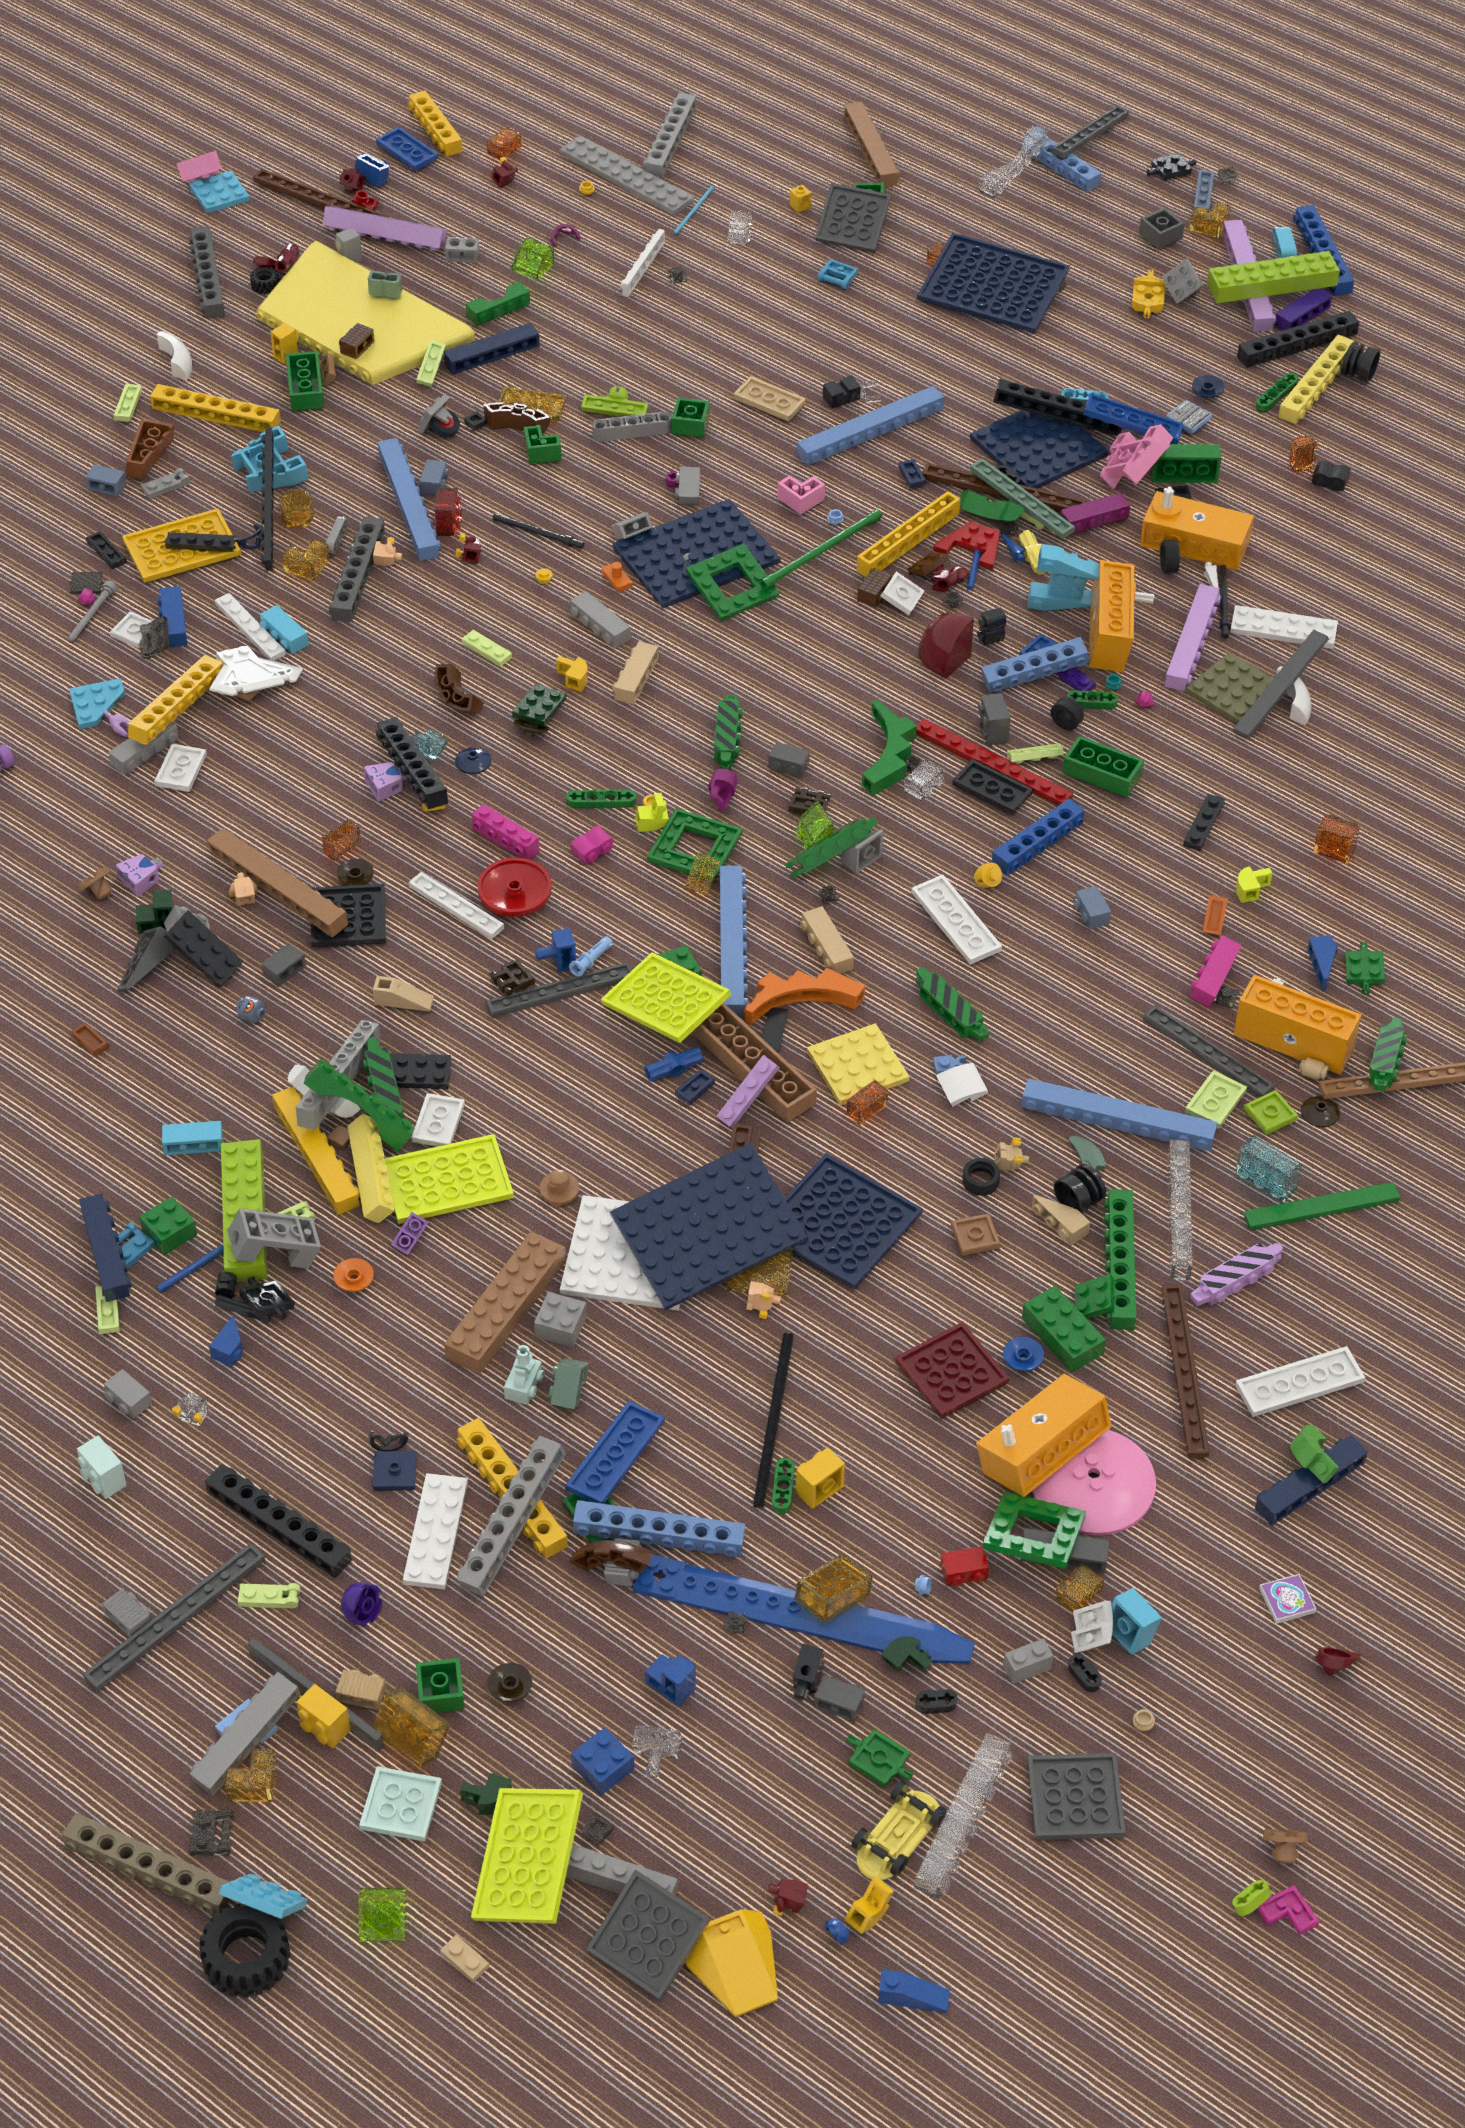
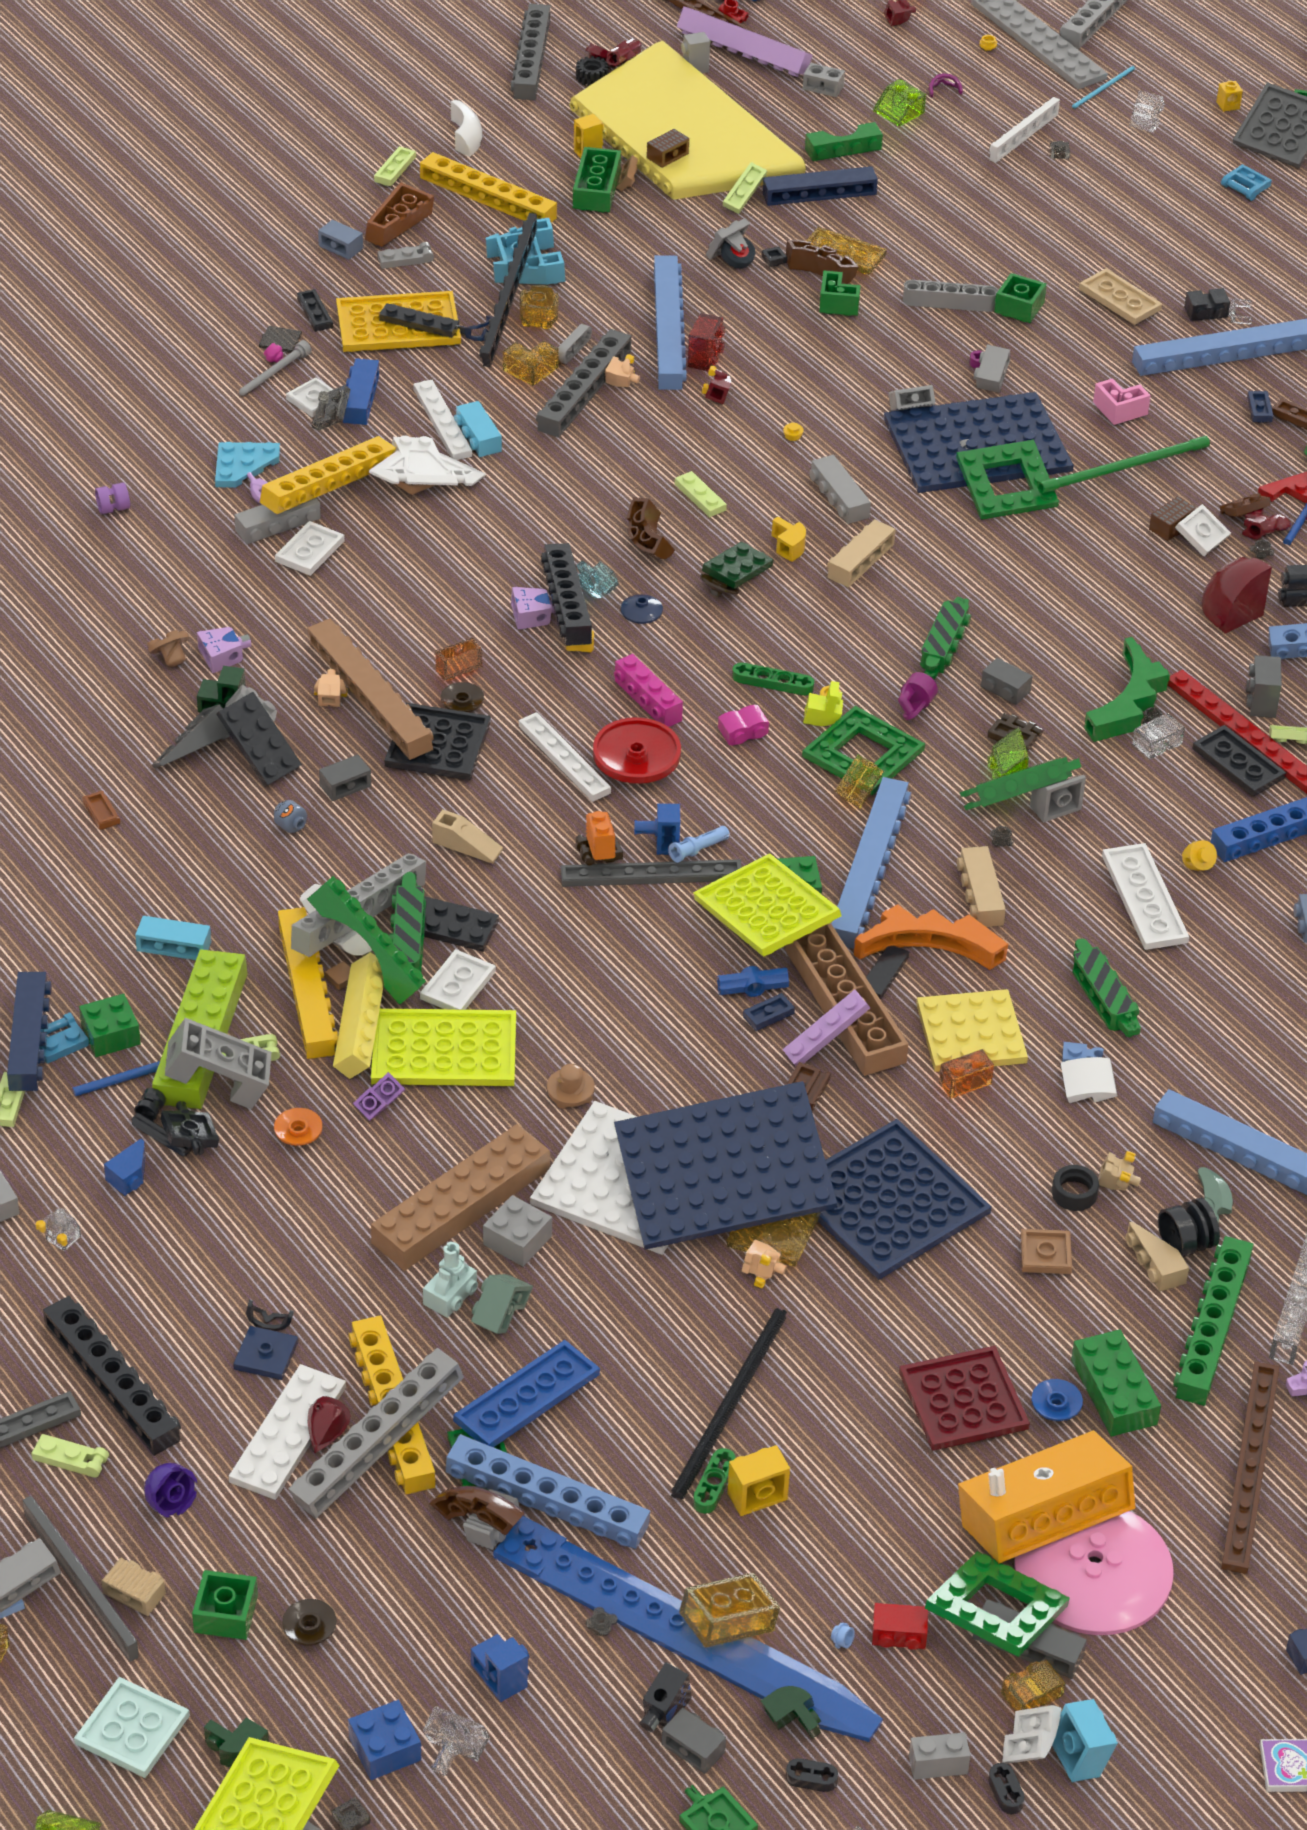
camera: 15 degrees right, 5 degrees down
(323, 1716) = (77, 1603): yellow brick -> none
(385, 284) = (720, 96): sand green brick -> none
(411, 1726) = (173, 1640): clear yellow brick -> none
(433, 477) = (706, 301): sand blue brick -> none
(466, 1515) = (327, 1422): none -> dark red piece
(513, 969) = (600, 835): none -> orange brick
(567, 540) = (832, 399): black bar -> none
(614, 404) = (939, 268): lime plate -> none
(616, 577) = (876, 448): orange tile -> none
(835, 517) = (1153, 435): light blue plate -> none
(909, 534) = (1233, 468): yellow brick -> none
(1095, 1296) = (1166, 1354): green plate -> none

